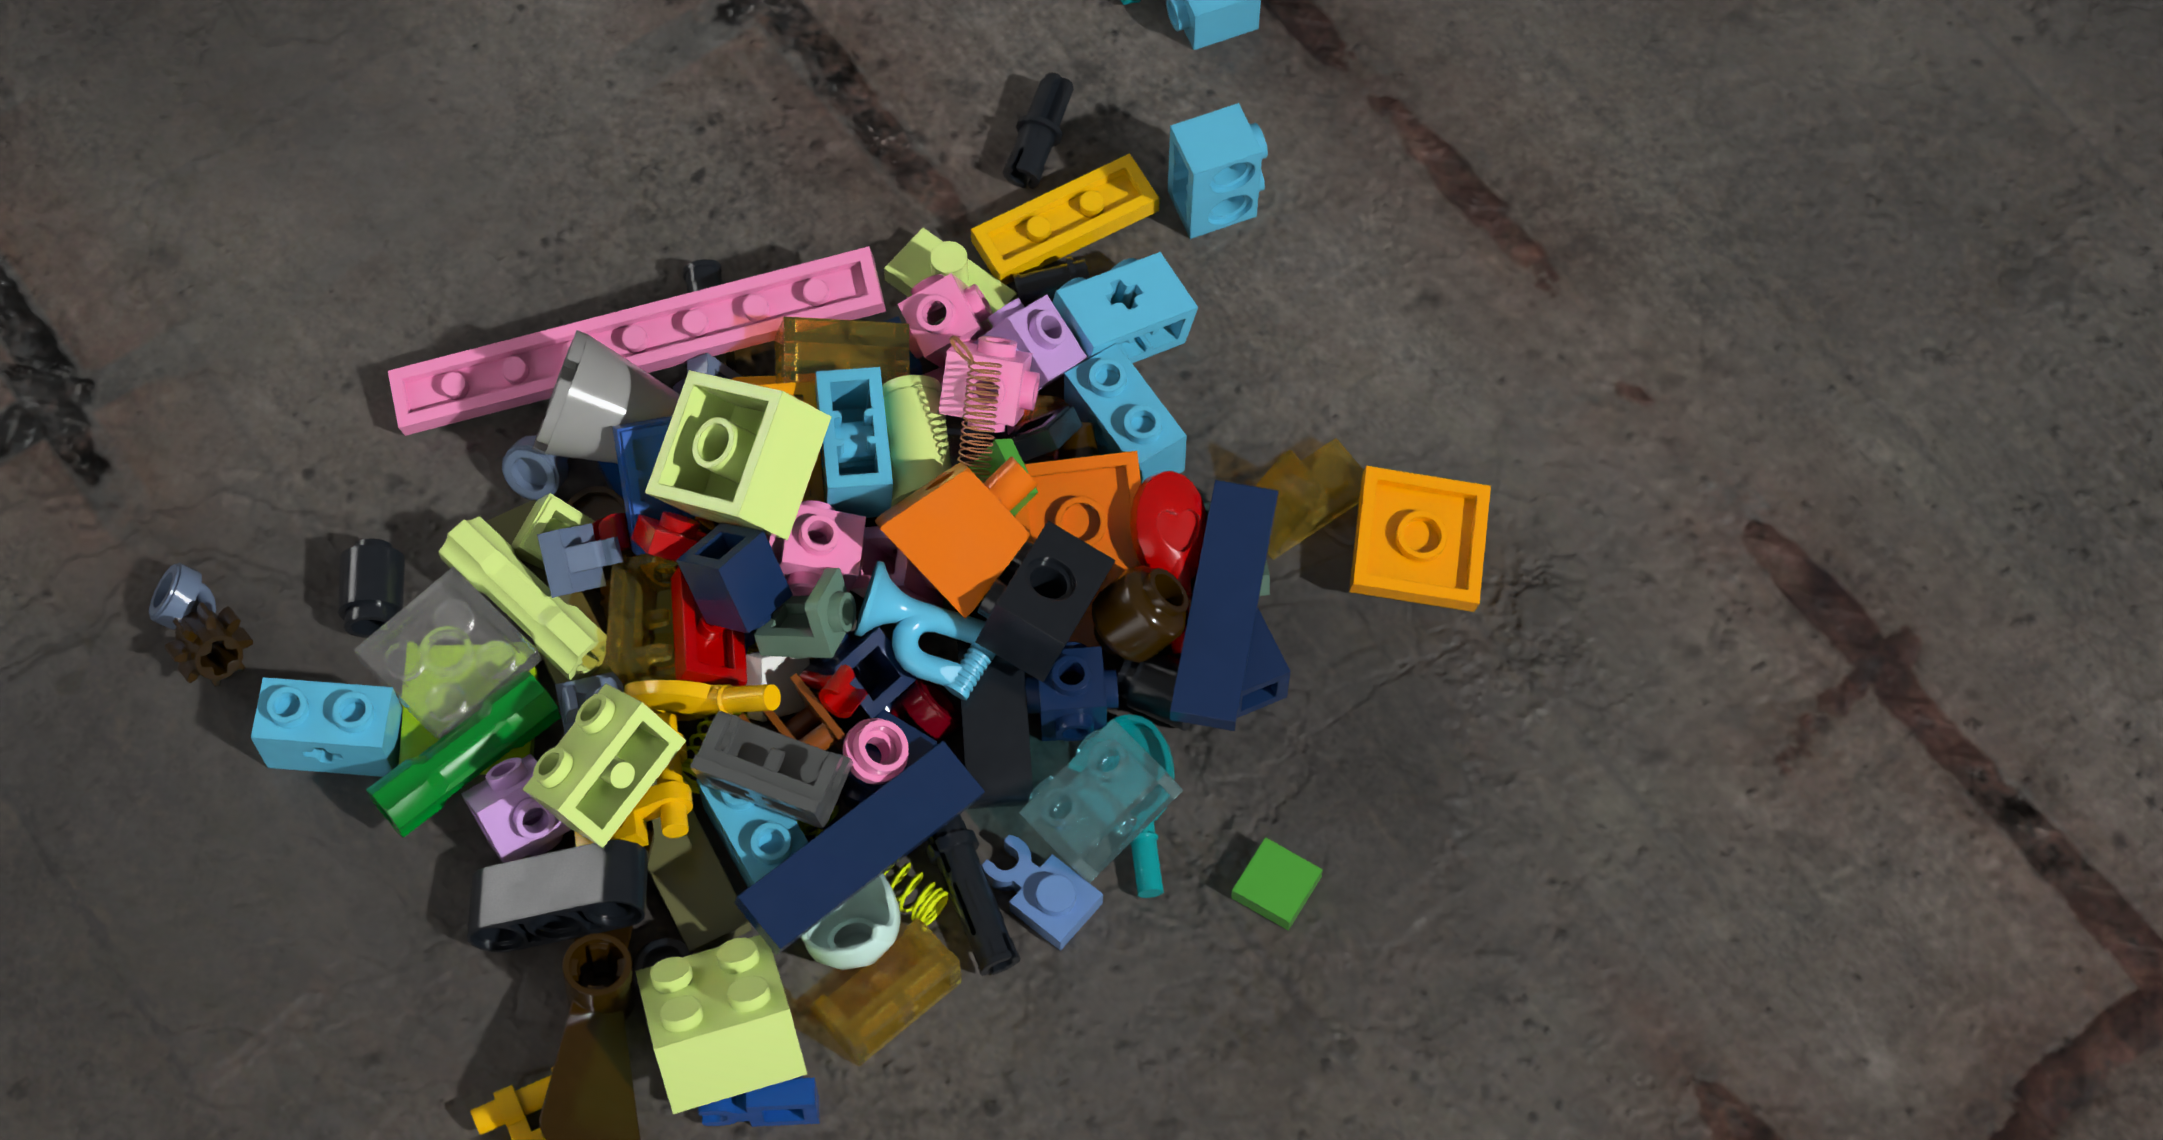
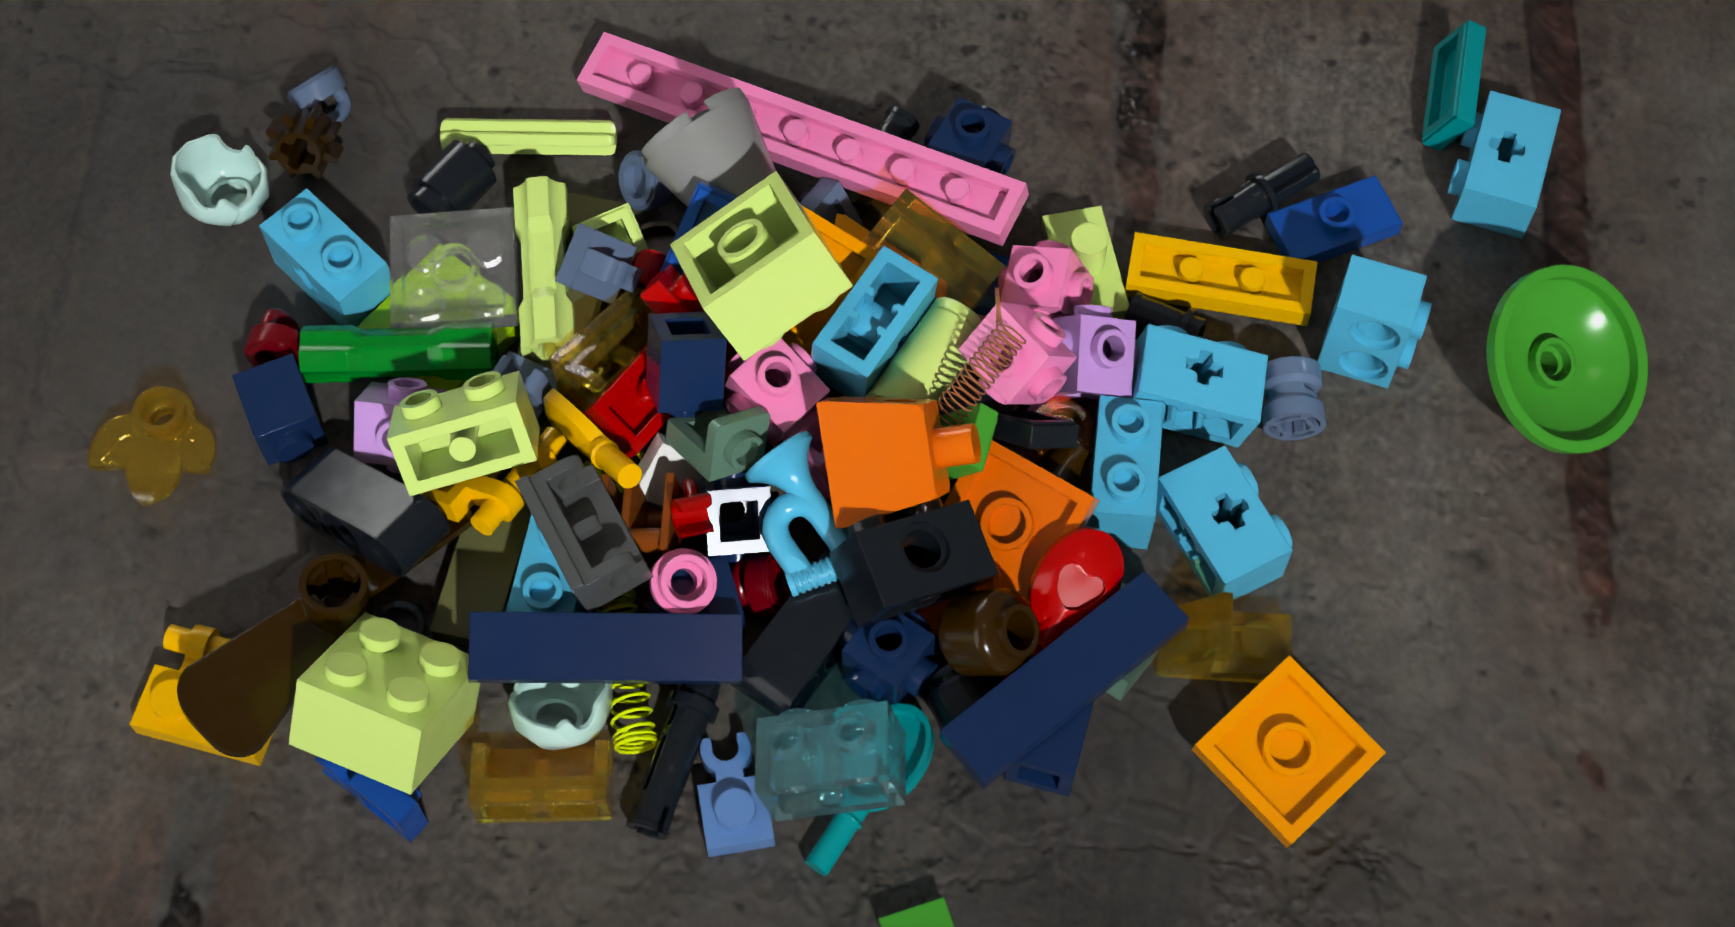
camera: 40 degrees right, 0 degrees up
(166, 732) = (219, 182): none -> light aqua hair
(317, 996) = (152, 453): none -> clear yellow plate
(346, 827) = (273, 338): none -> dark red tile
(398, 502) = (533, 135): none -> yellowish green axle
(401, 876) = (280, 410): none -> dark blue brick
(780, 241) = (973, 135): none -> dark blue brick
(1111, 114) = (1334, 222): none -> blue plate
(1202, 273) = (1292, 400): none -> sand blue wheel
(1251, 431) = (1218, 554): none -> medium azure brick
(1378, 97) = (1588, 355): none -> bright green dish

